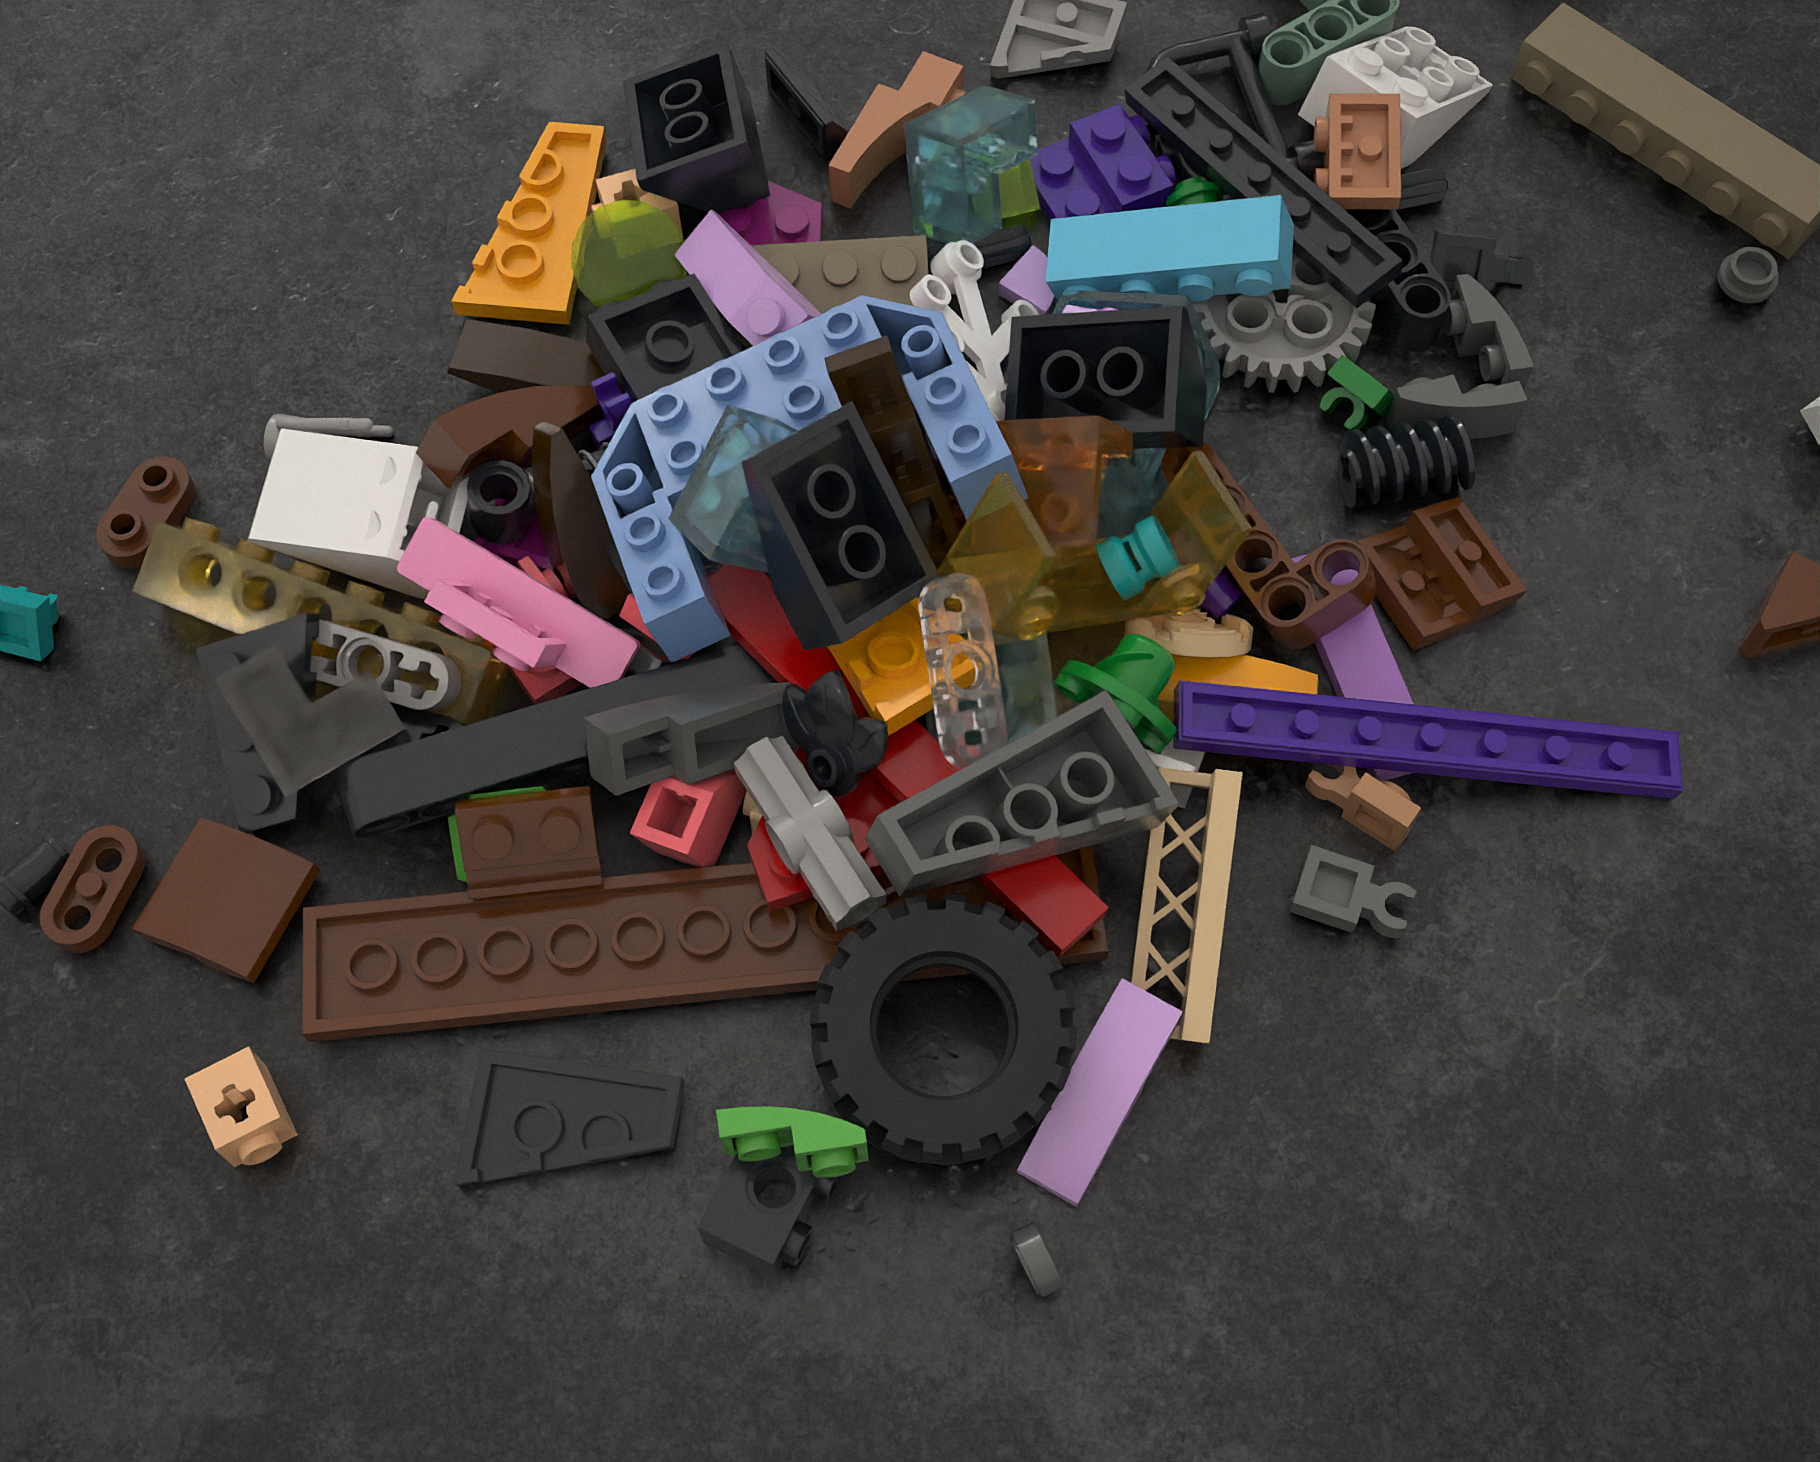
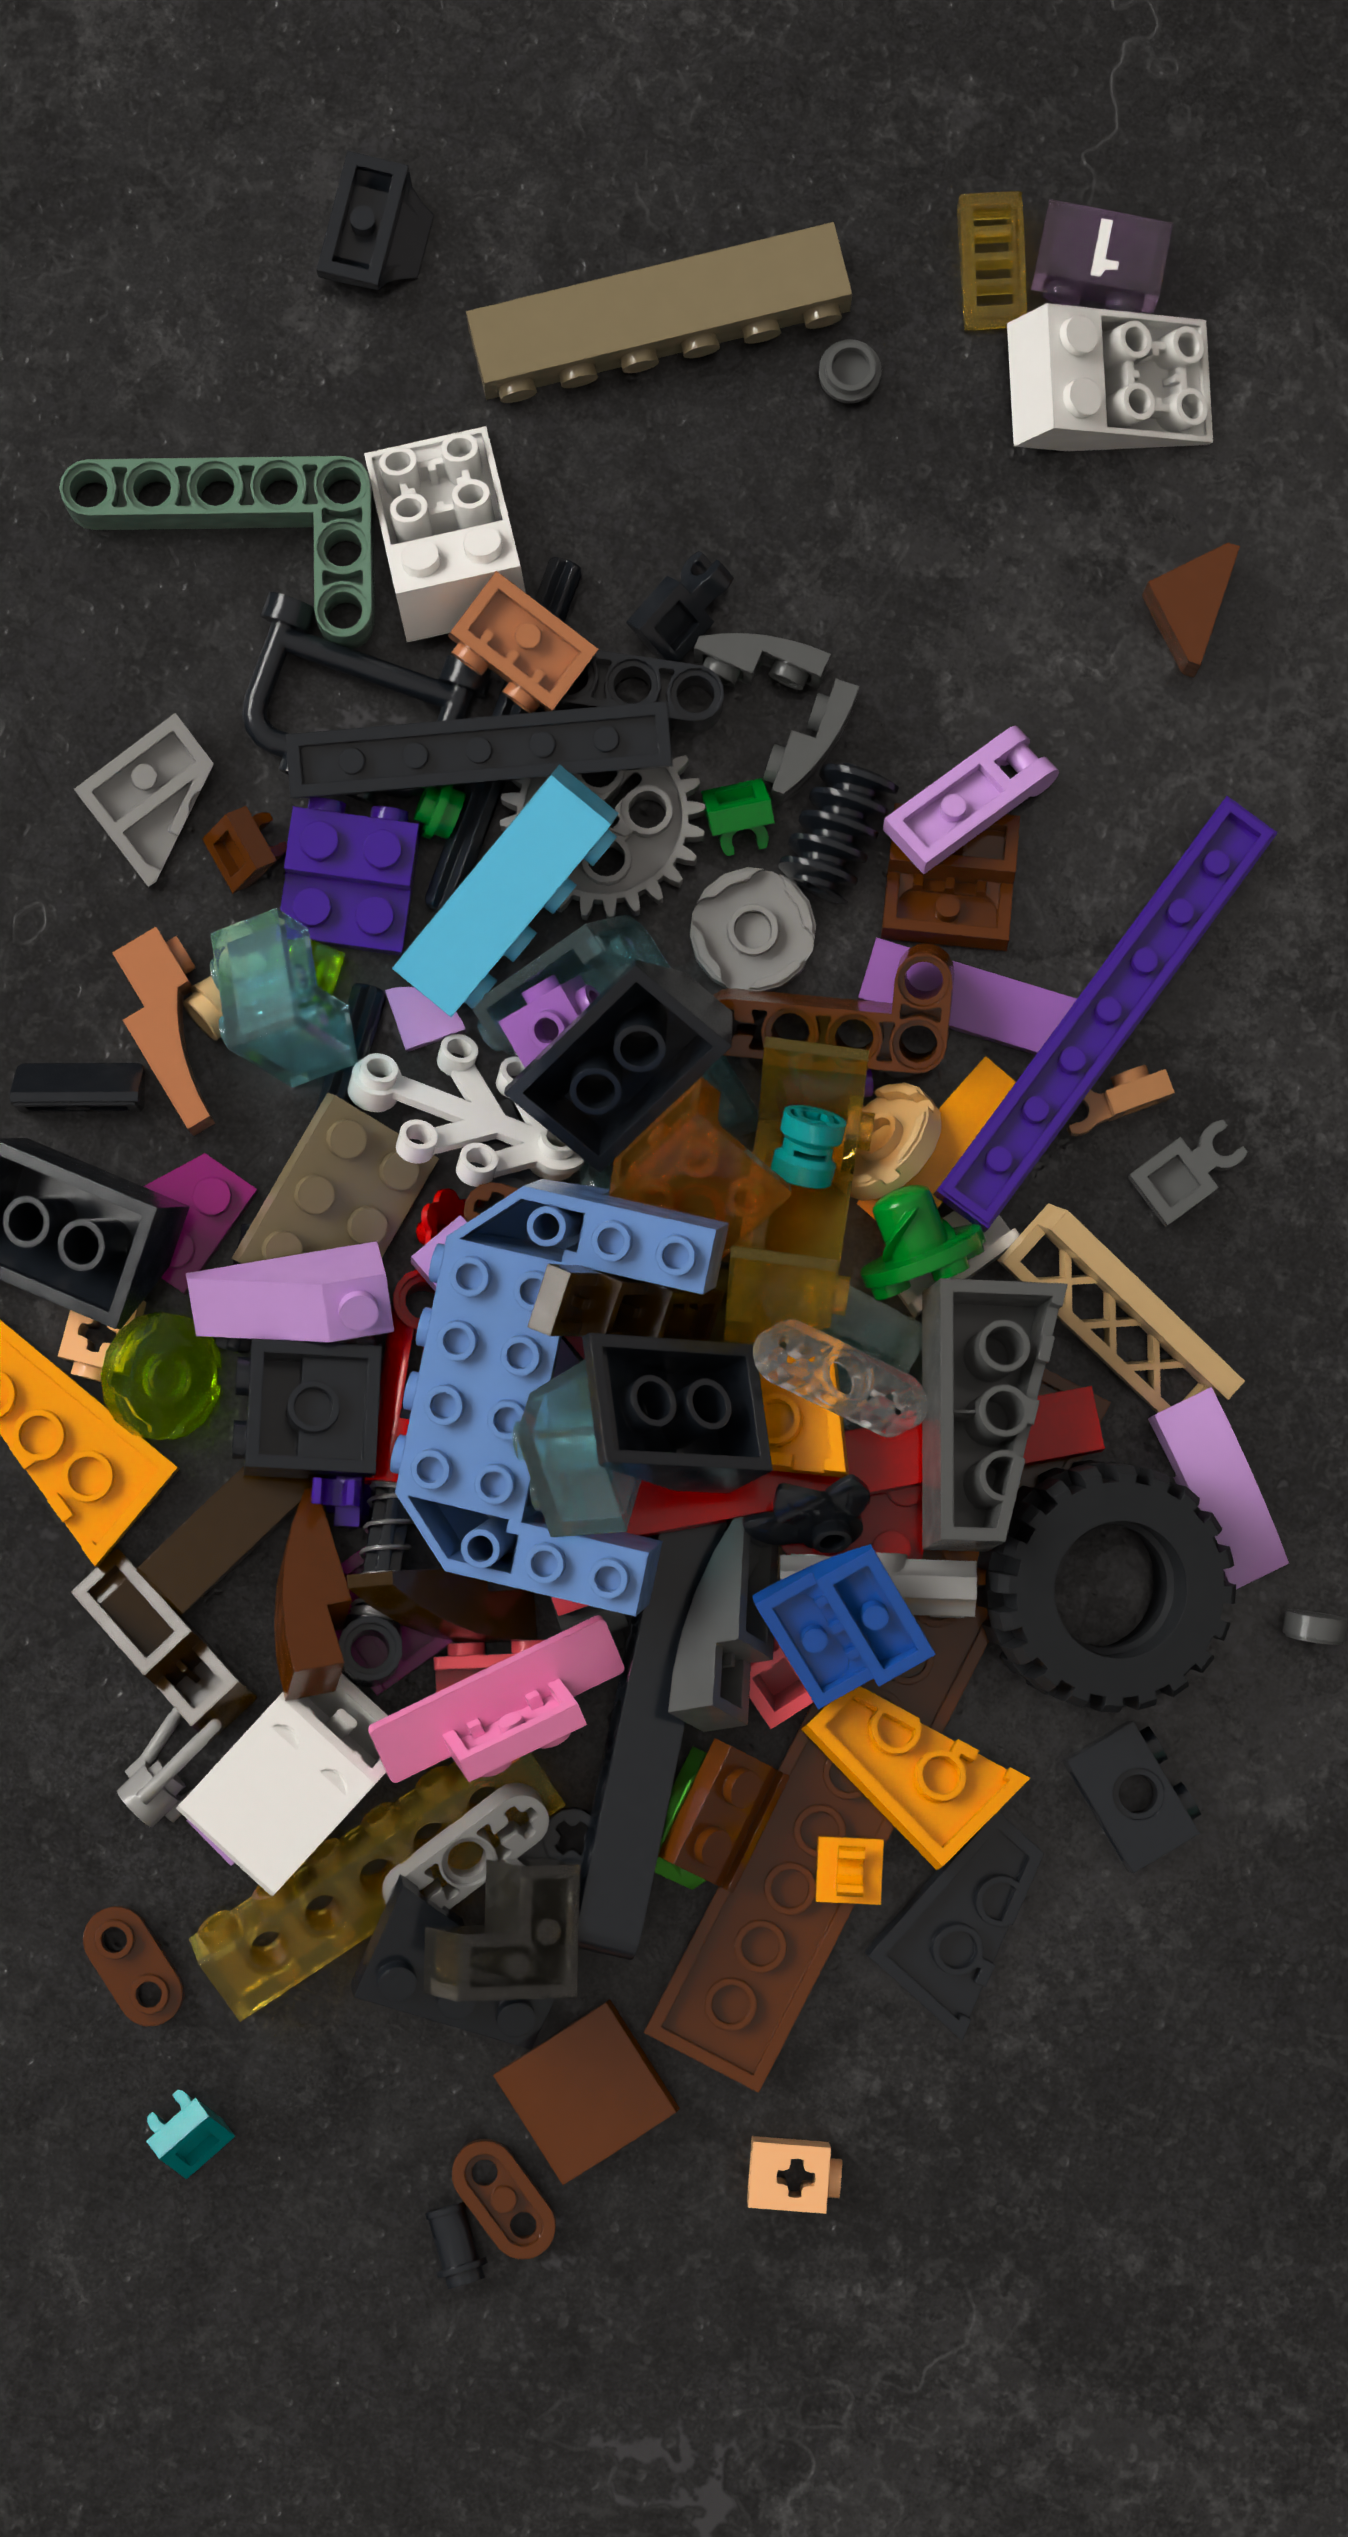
camera: 60 degrees left, 20 degrees up
(415, 379) = (163, 1644): none -> dark brown slope
(548, 983) = (849, 1870): none -> light orange tile
(666, 984) = (916, 1777): none -> light orange wing
(751, 809) = (843, 1624): none -> blue slope
(819, 1140) = (1137, 1743): bright green slope -> none
(1066, 98) = (241, 848): none -> reddish brown tile
(1280, 461) = (752, 930): none -> light grey tile
(1511, 536) = (968, 799): none -> lavender plate

